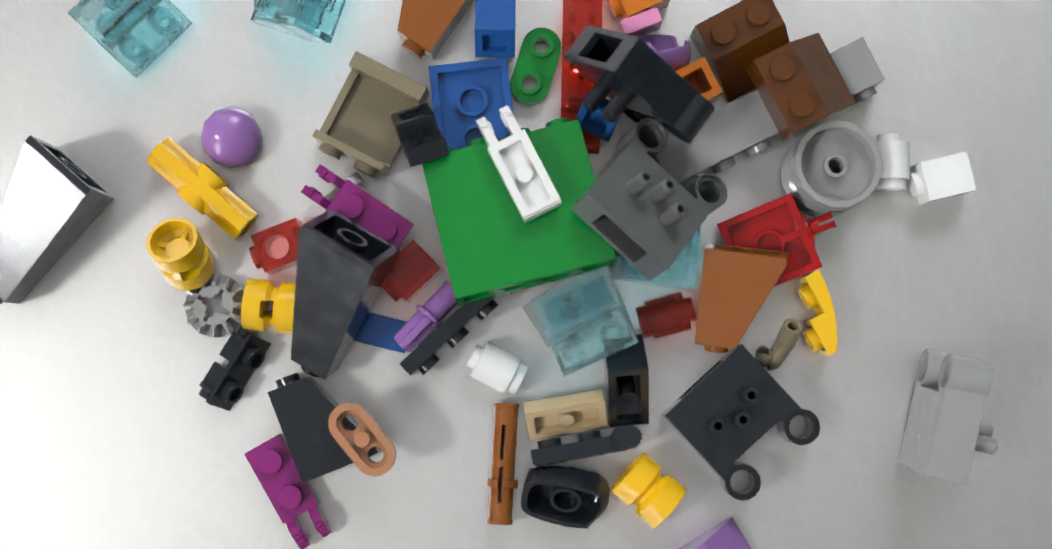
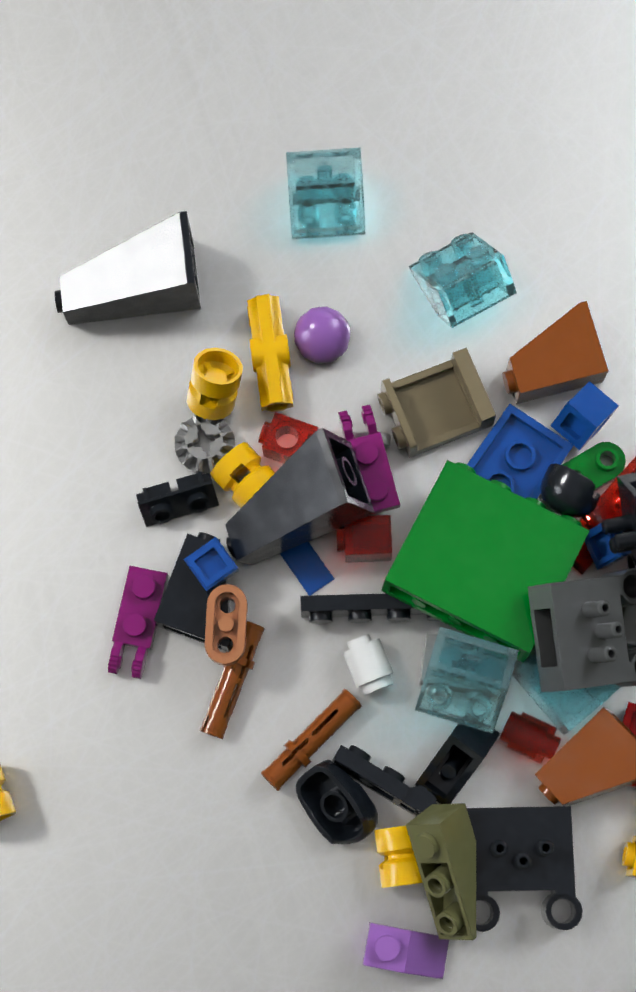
camera: 45 degrees right, 10 degrees down
(308, 401) = (211, 565): none -> blue tile
(405, 476) = (230, 686): none -> dark orange pin
(419, 134) = (460, 444): black slope -> none
(426, 318) = (348, 582): medium lavender axle -> none
(520, 168) = (515, 527): white hinge -> none
(536, 101) = (568, 491): none -> black hair
(565, 414) = (390, 744): tan plate -> none
(687, 469) = (447, 865): none -> olive slope
(782, 346) = (601, 839): dark tan arm -> none

